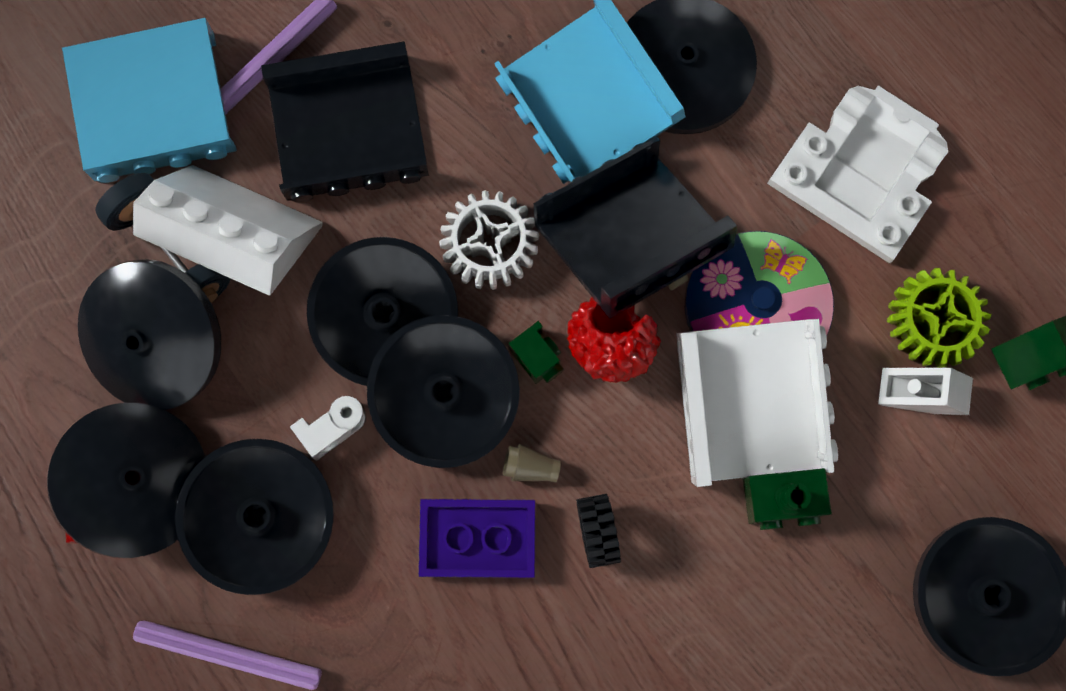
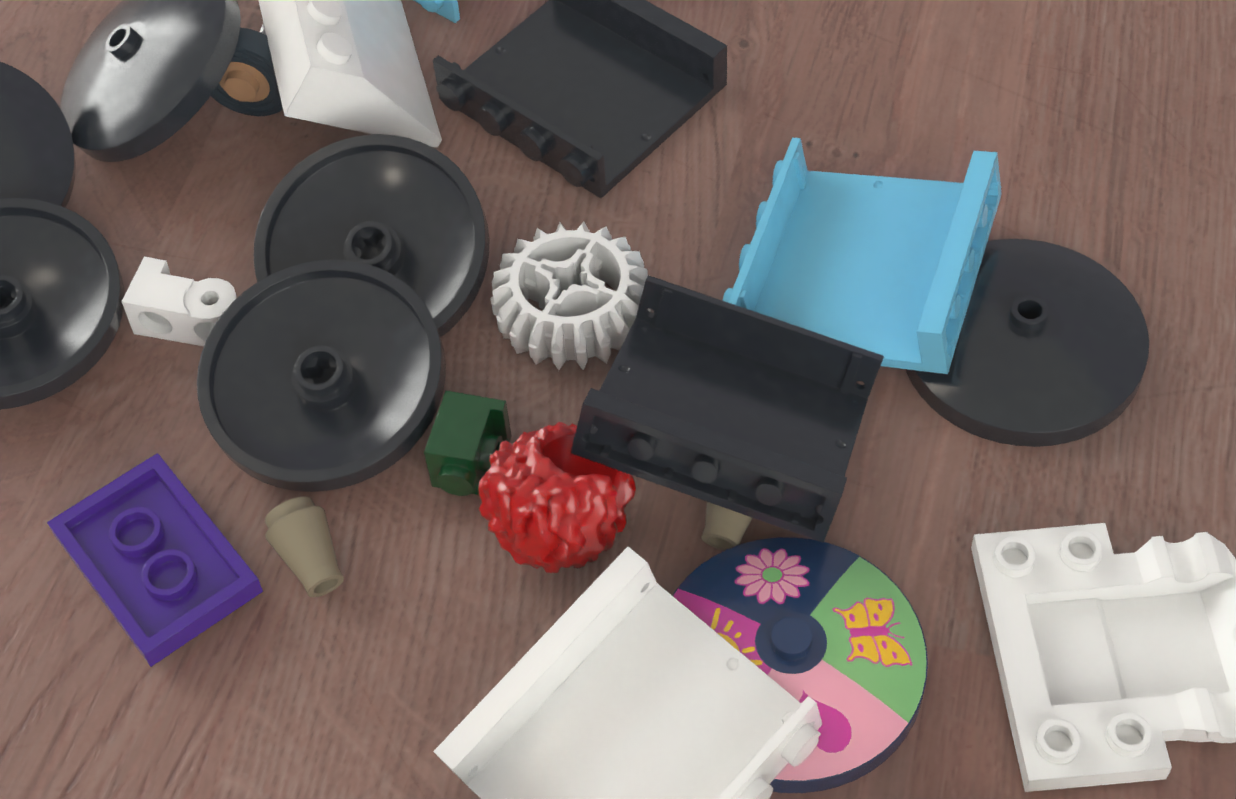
camera: 55 degrees right, 25 degrees down
(598, 530) = (266, 675): black tyre -> none

